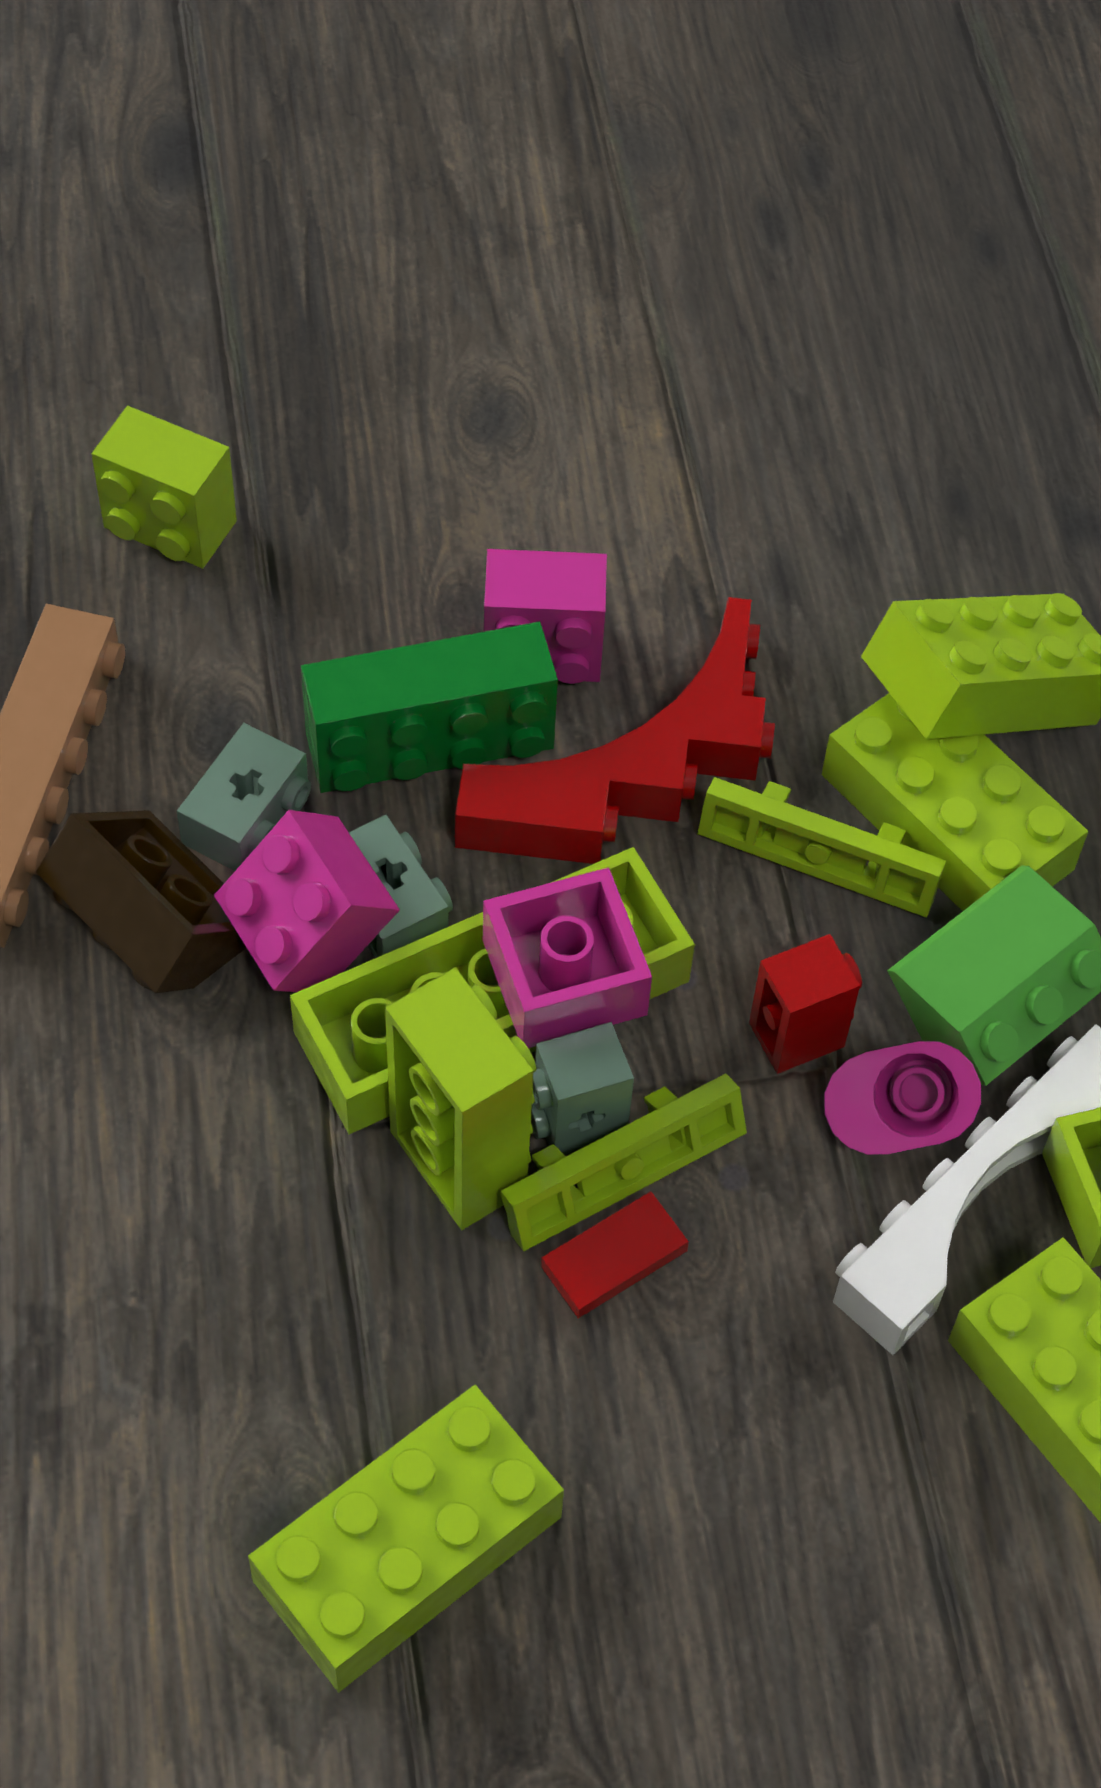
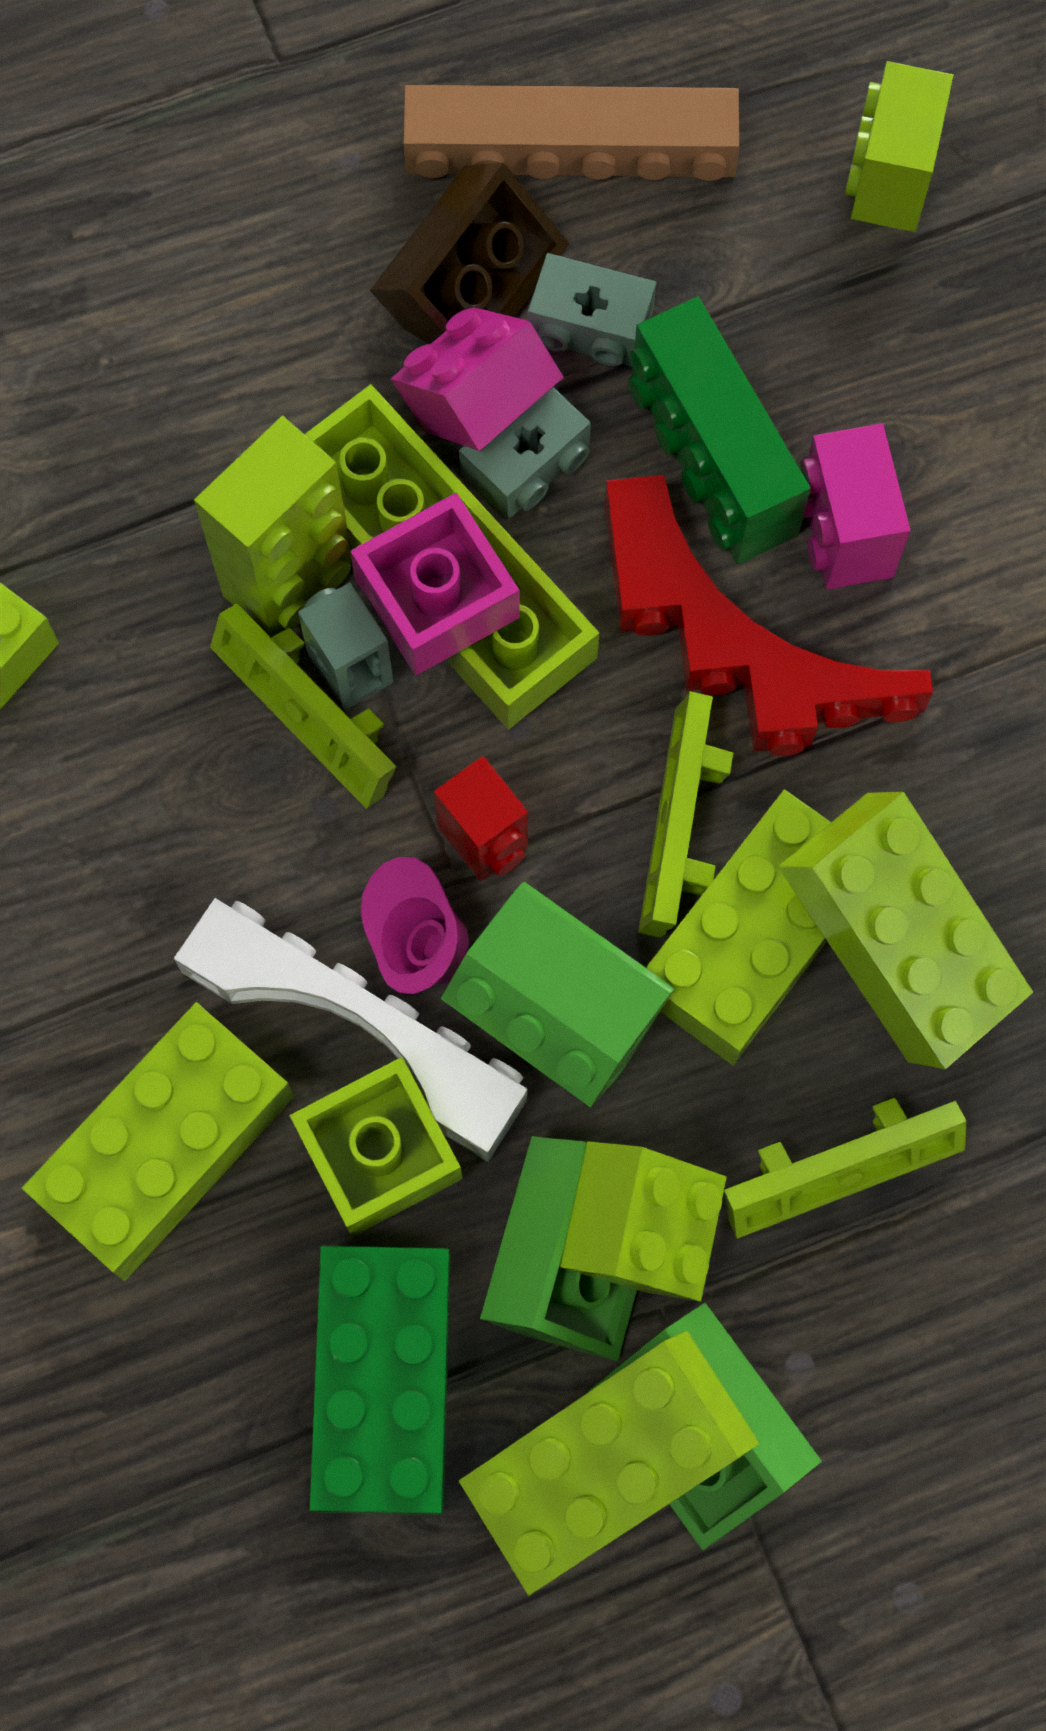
camera: 80 degrees right, 15 degrees up
(614, 1254) = (221, 720): red tile -> none

